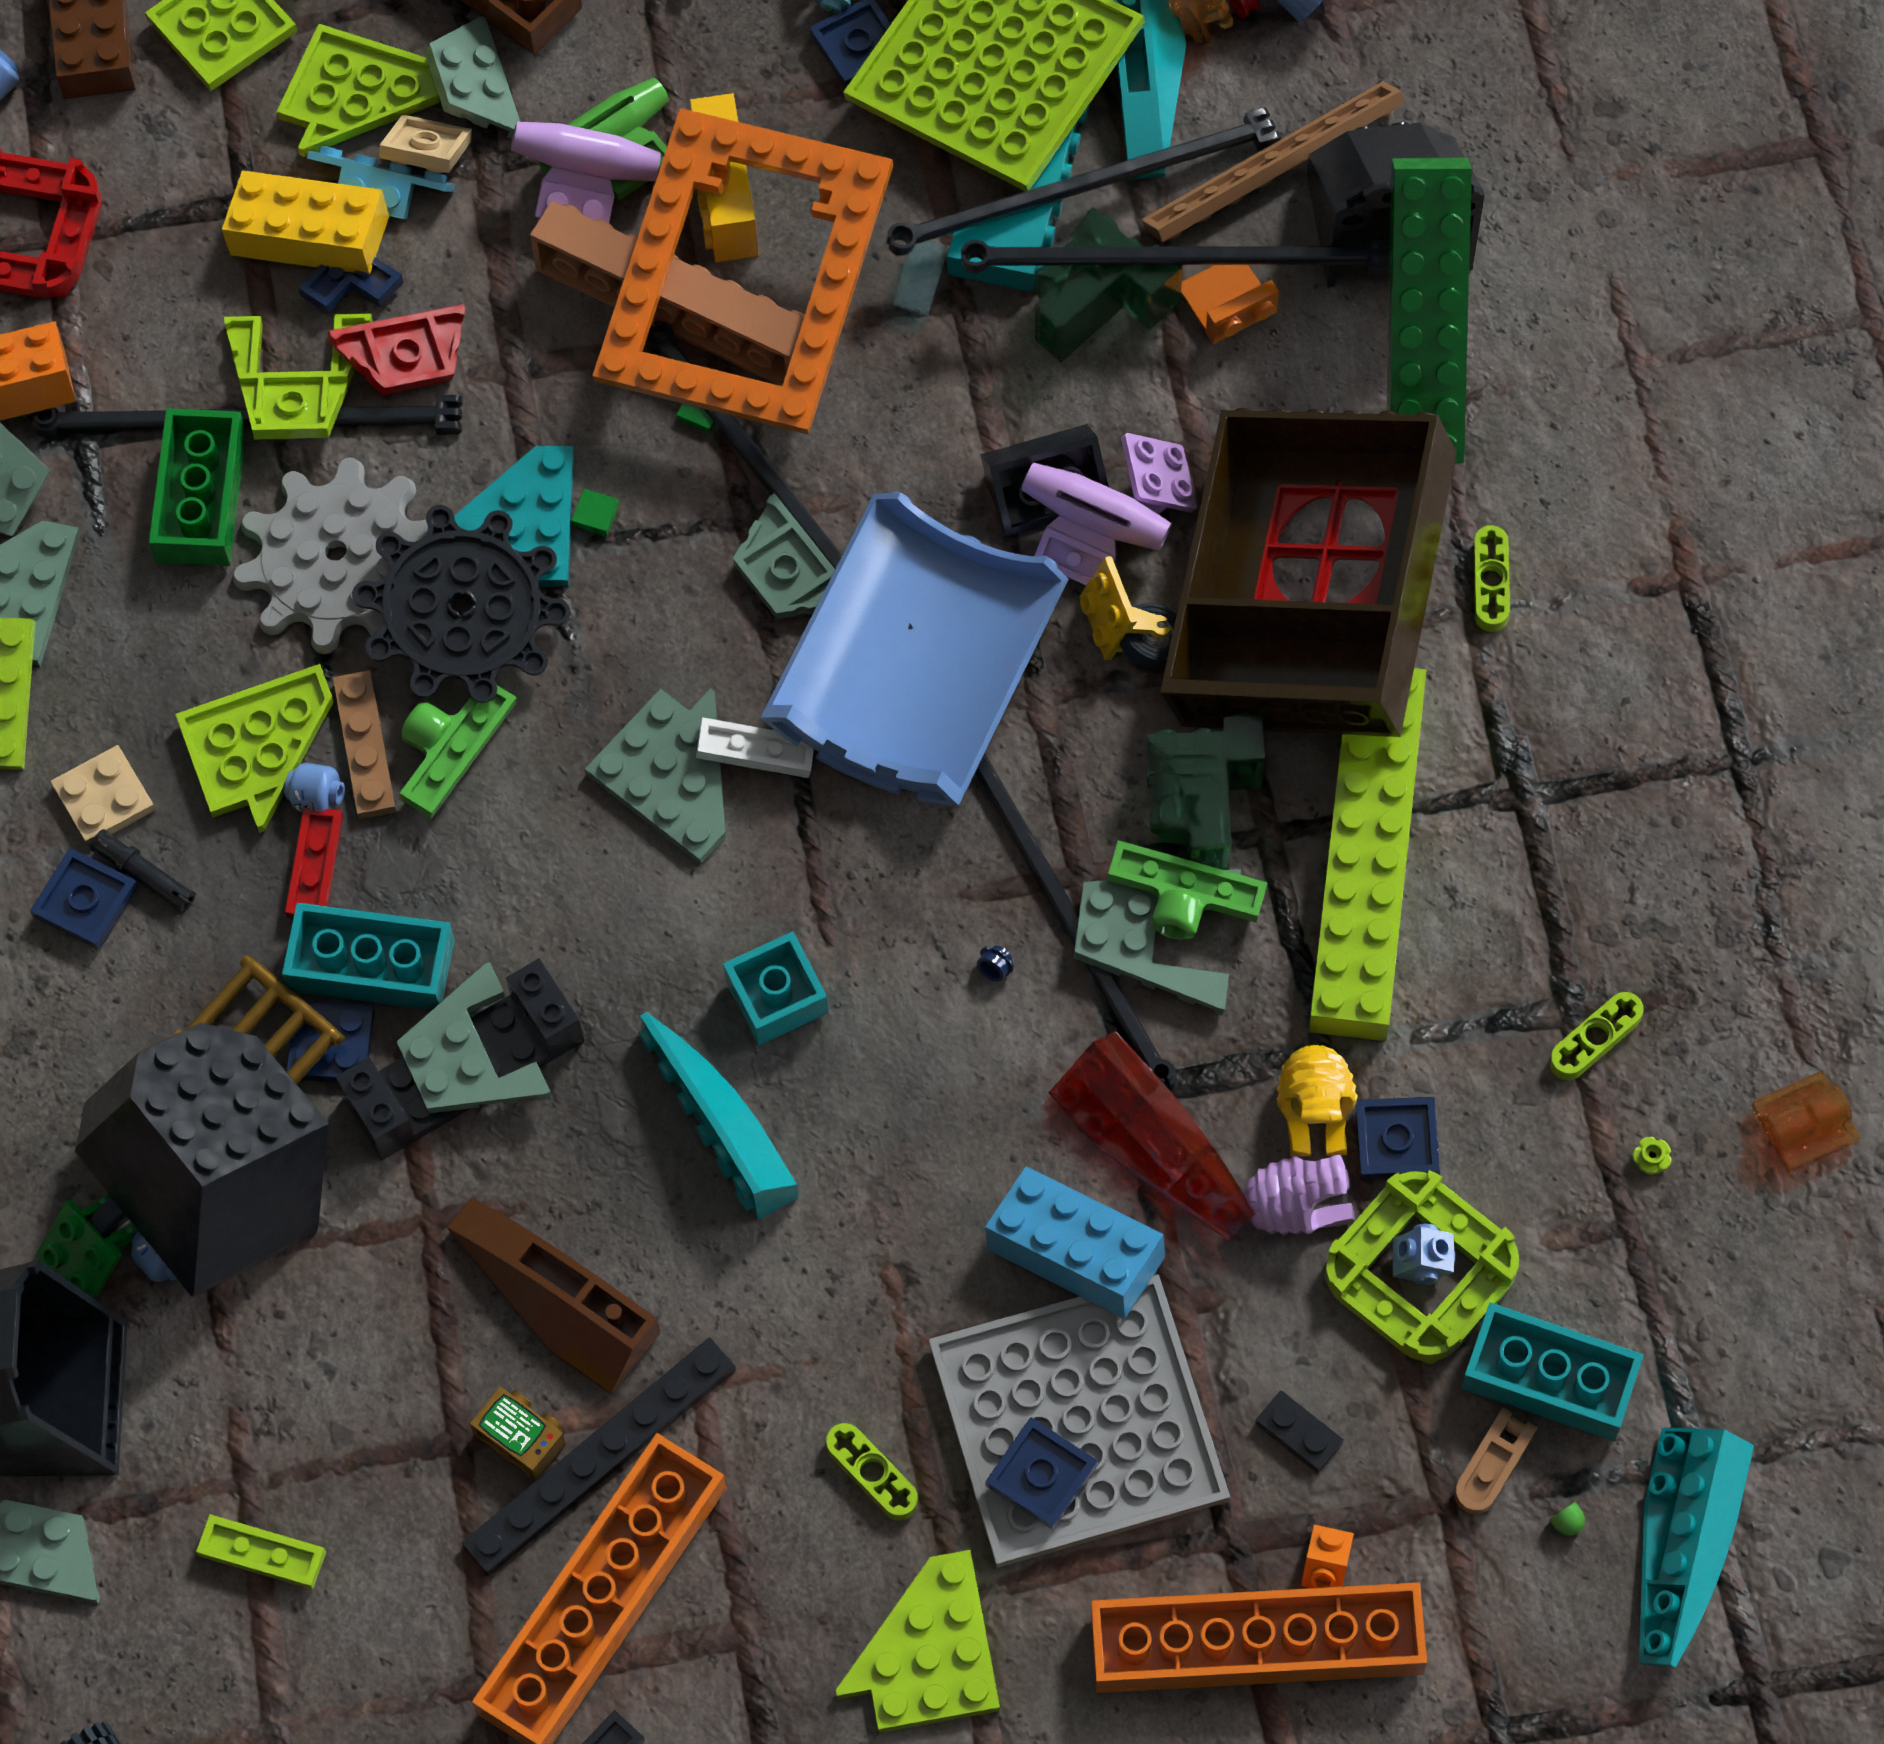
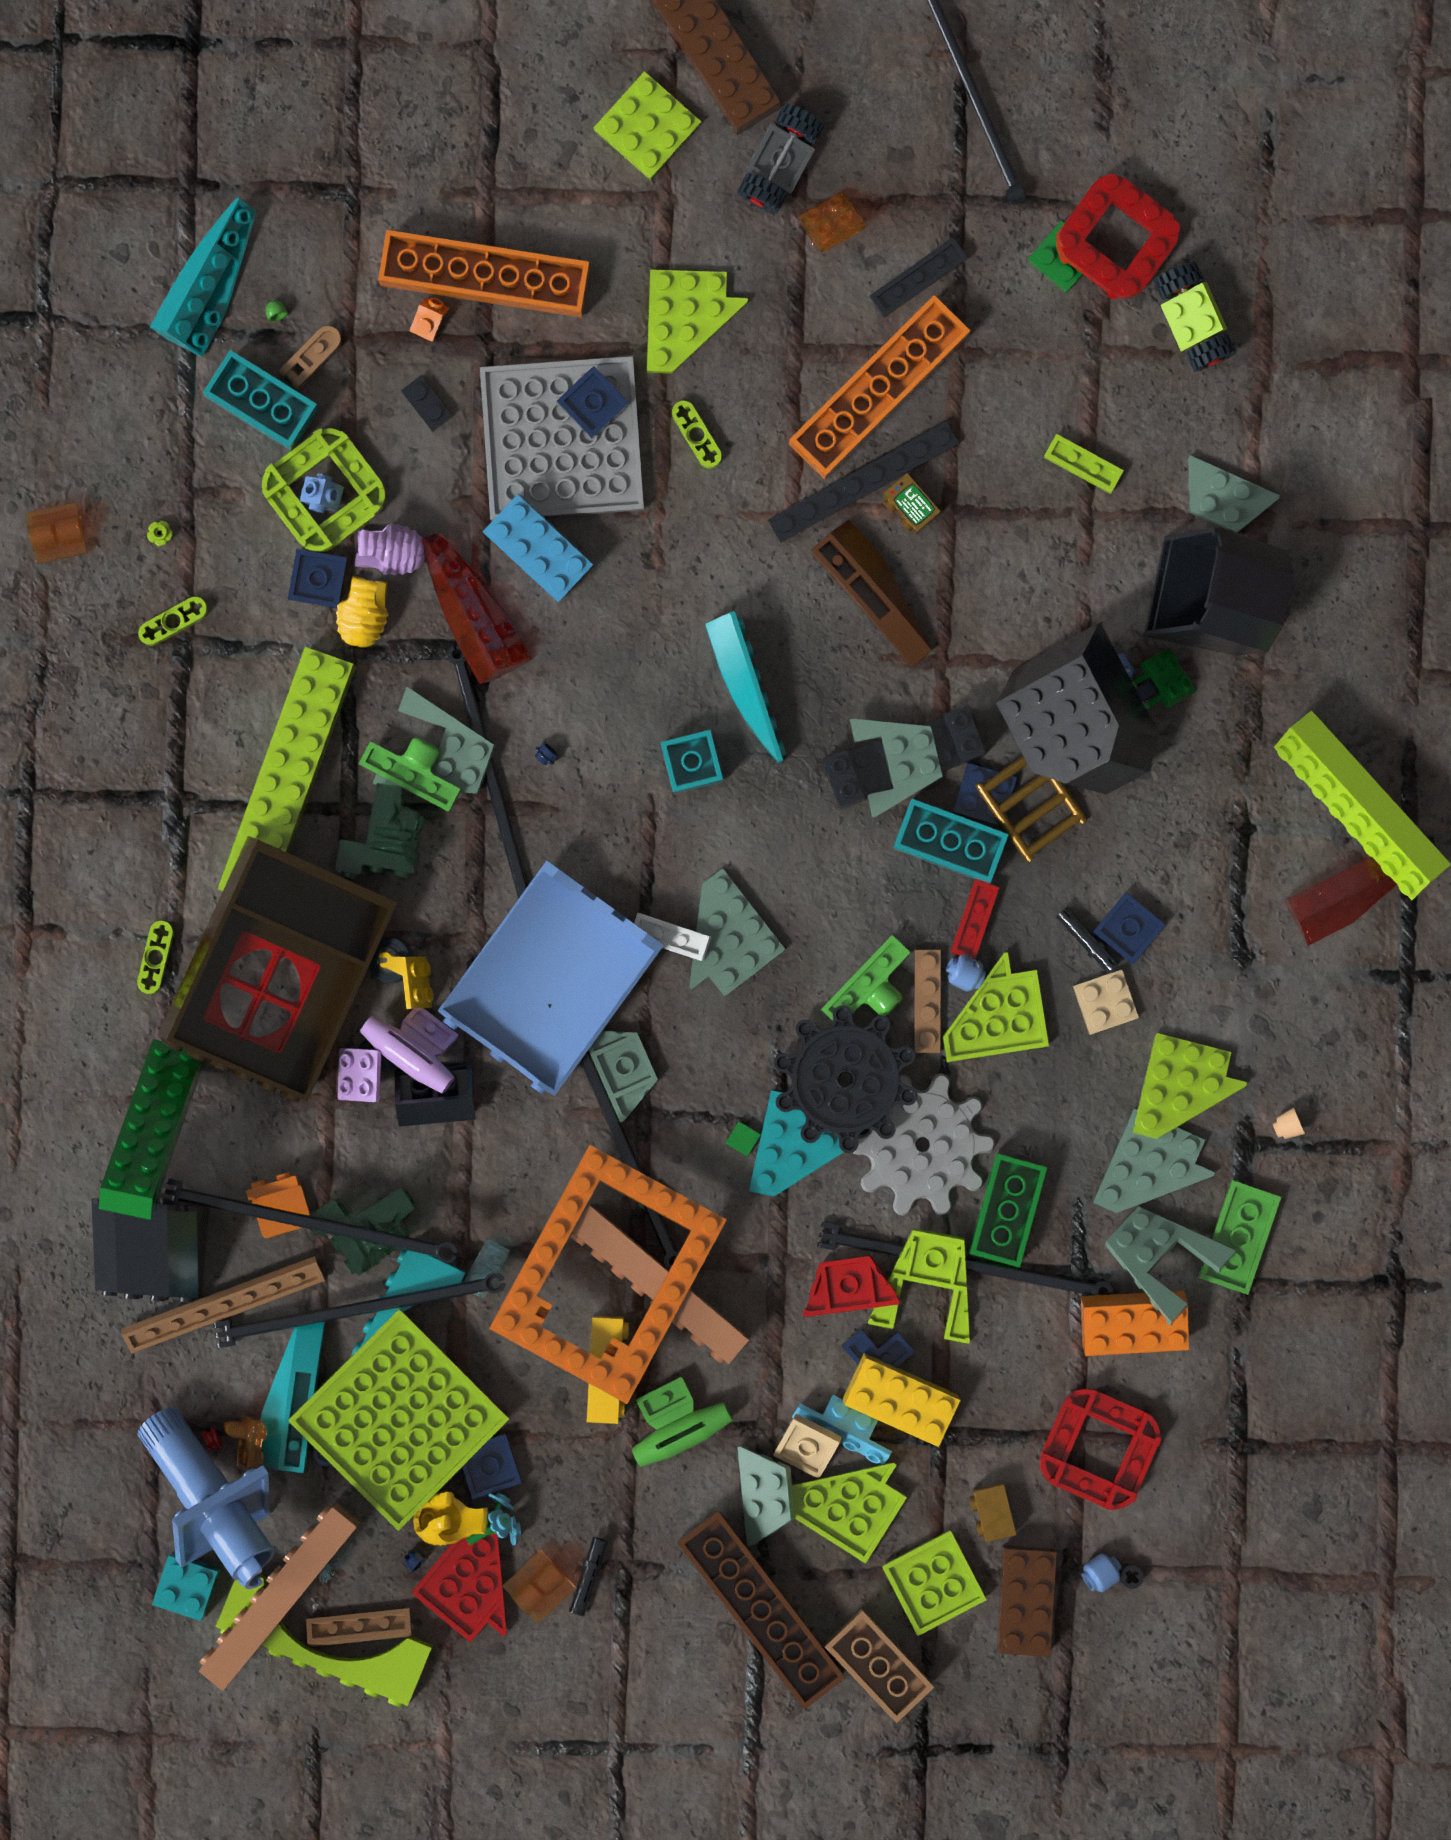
camera: 170 degrees left, 20 degrees up
(153, 118) = (993, 1512): none -> pearl gold brick
(582, 165) = (703, 1394): lavender plate -> none

